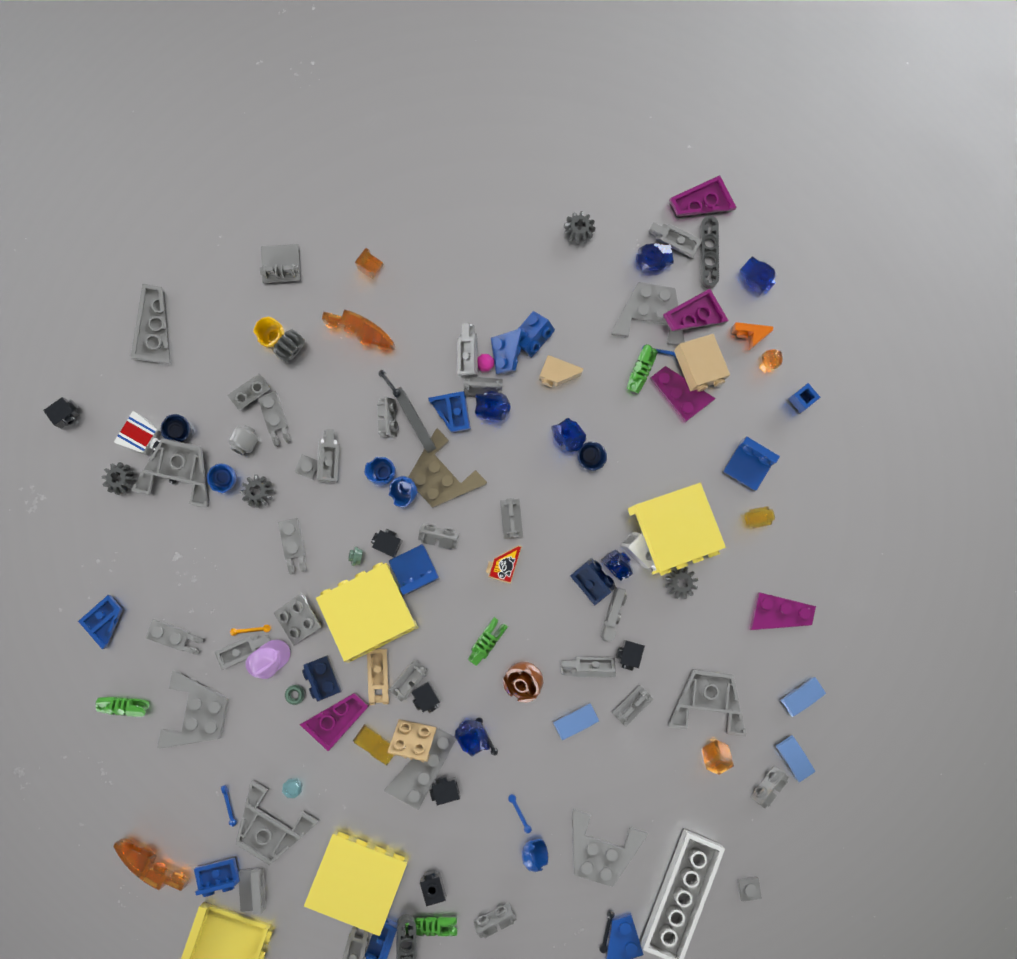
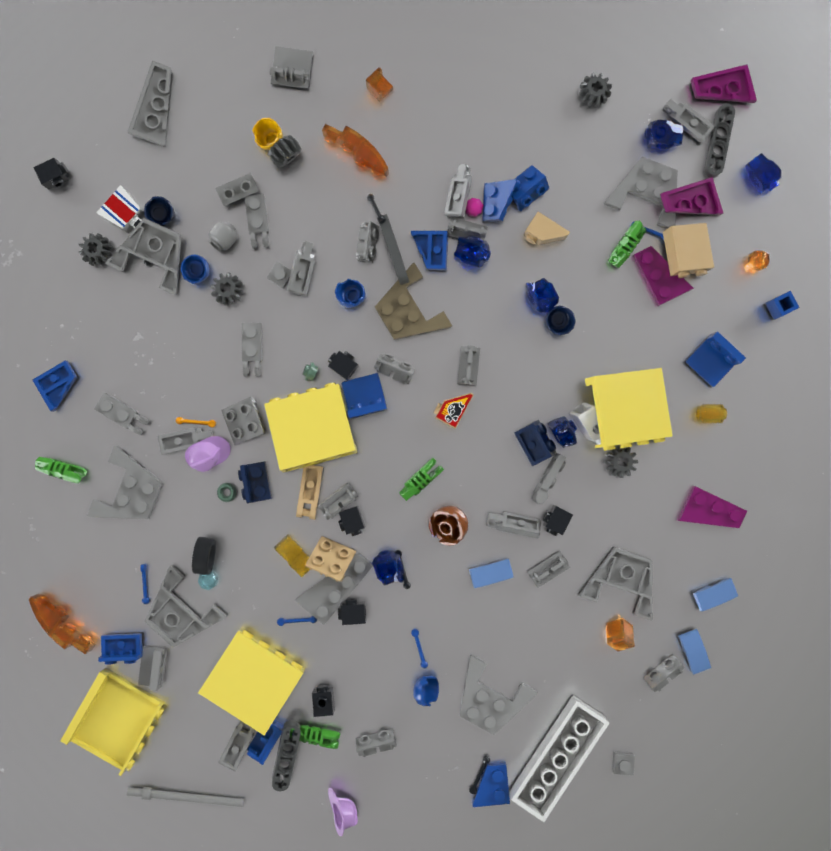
camera: 15 degrees right, 5 degrees up
(283, 764) = (203, 556): none -> black tyre
(334, 721) = (260, 525): magenta wing -> none
(374, 815) = (281, 621): none -> blue hinge
(403, 491) = (368, 317): blue hair -> none
(756, 332) = (747, 229): orange slope -> none

